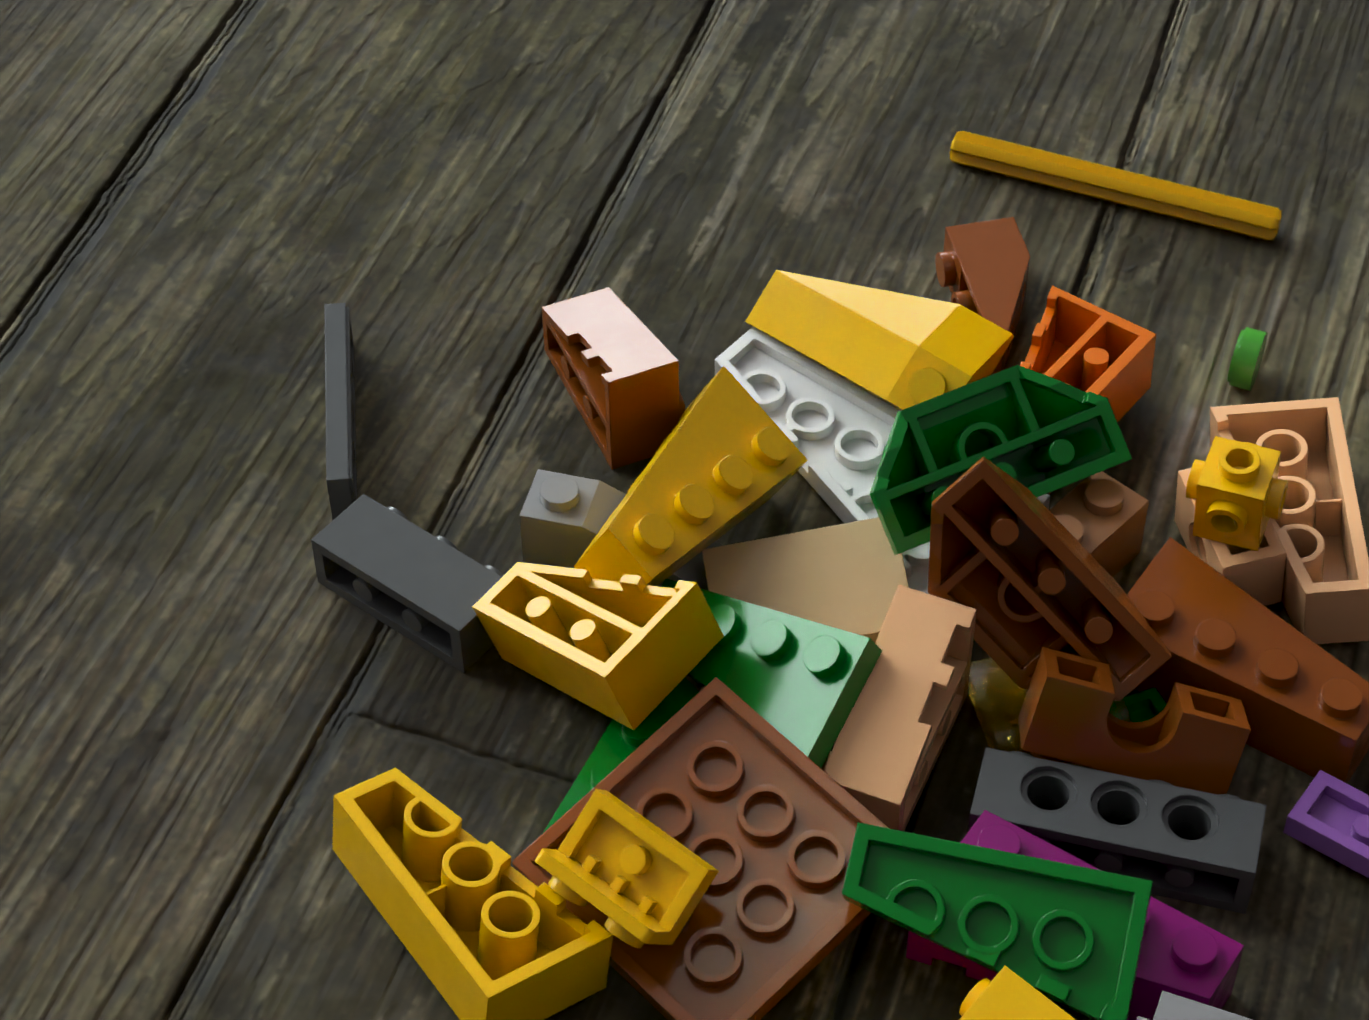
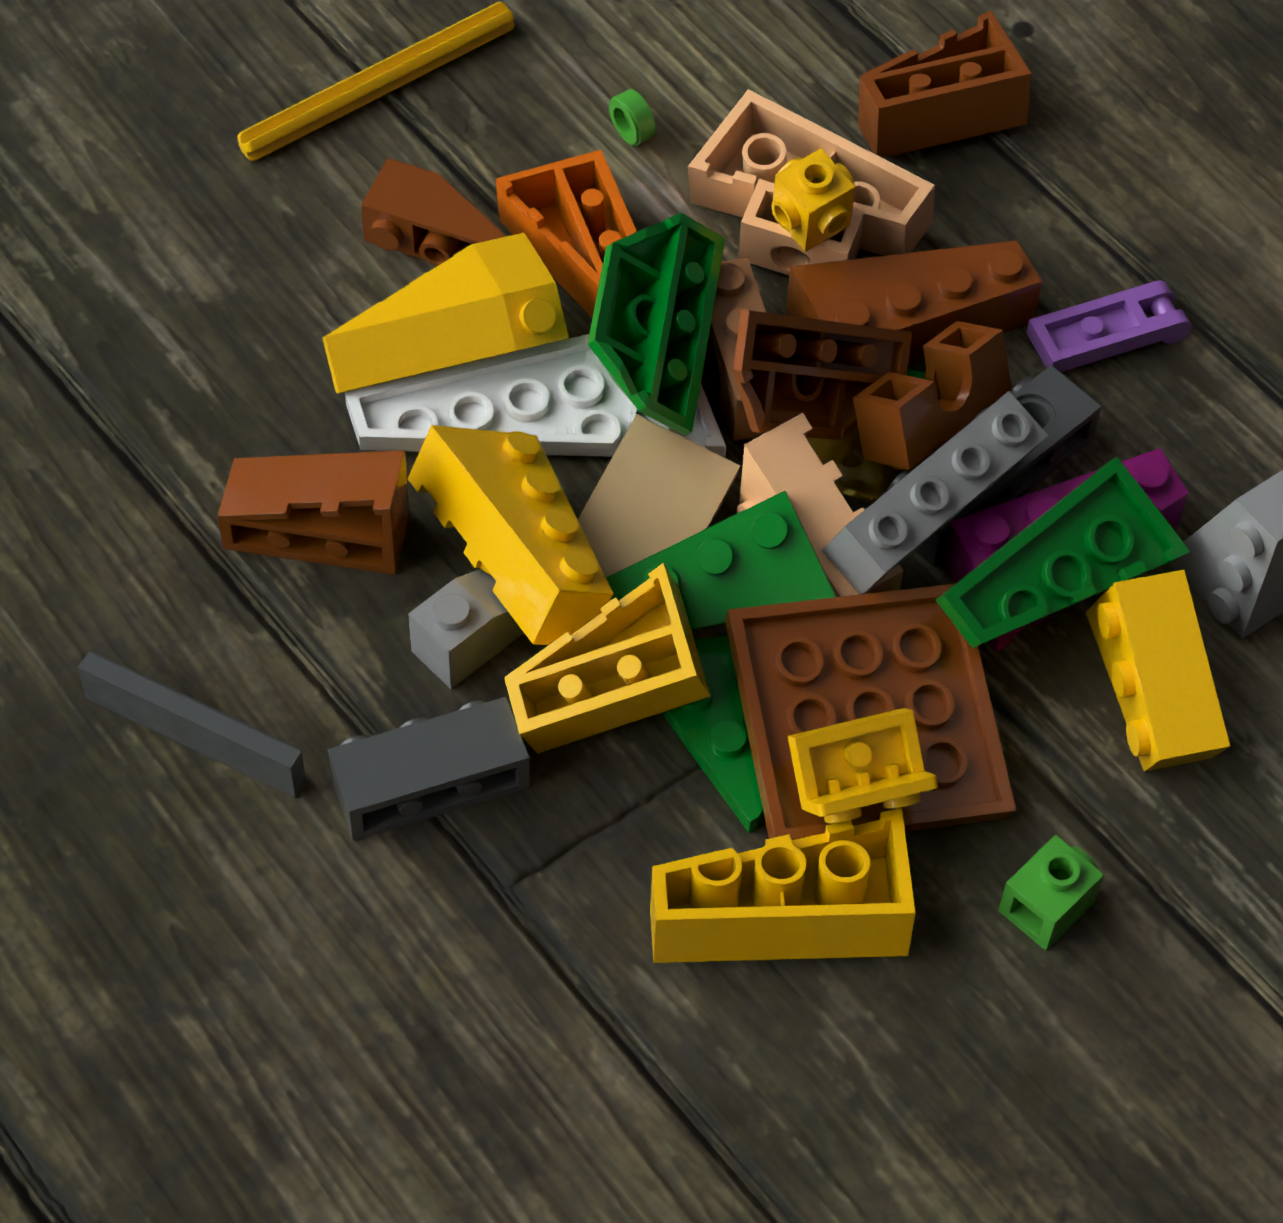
camera: 60 degrees left, 10 degrees up
(987, 764) = (934, 493): none -> light grey brick

